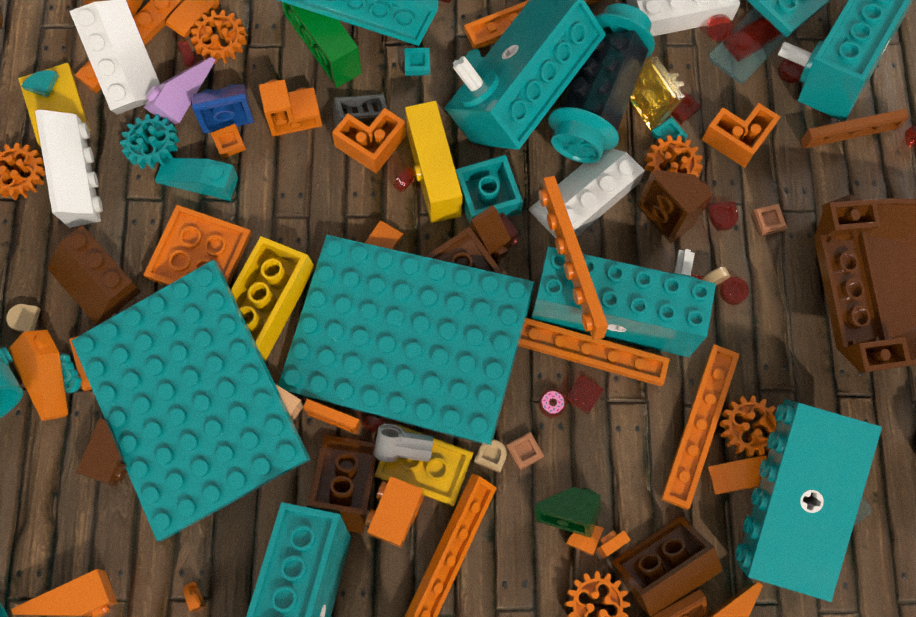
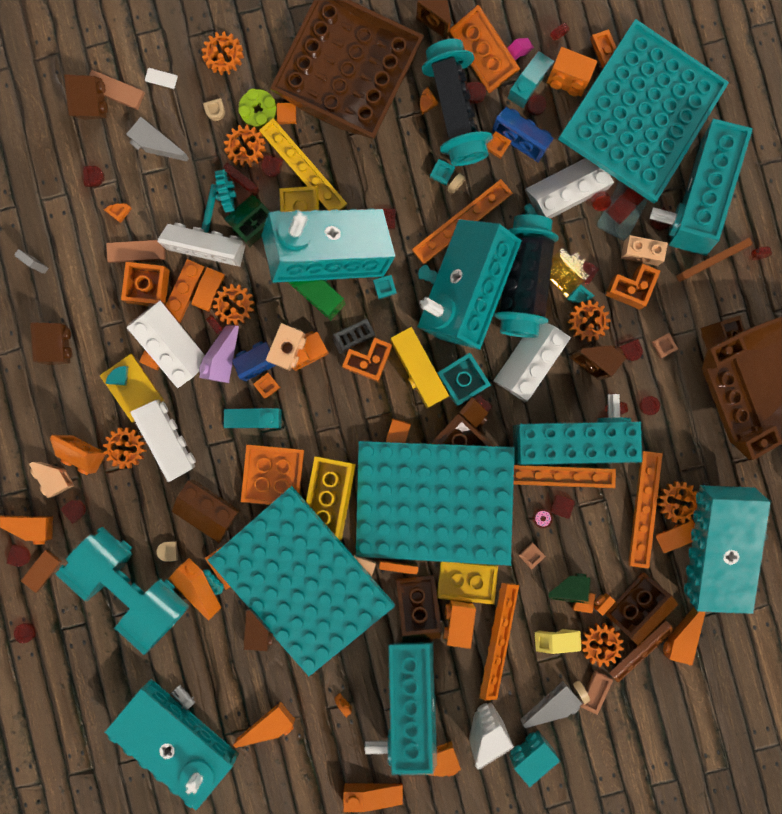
camera: 10 degrees left, 15 degrees up
(140, 153) = (207, 411): teal gear -> none
(266, 67) = (286, 335): none -> light nougat brick
(372, 424) = (431, 566): clear red tile -> none
(394, 444) = (446, 577): light grey piece -> none
(404, 179) = (401, 382): clear red tile -> none
(492, 456) = (515, 565): tan tile -> none
(533, 582) = (558, 642): none -> light yellow slope
(575, 266) = (543, 438): orange plate -> none
(717, 276) = (635, 401): tan tile -> none
(765, 90) = (644, 250): none -> light nougat brick

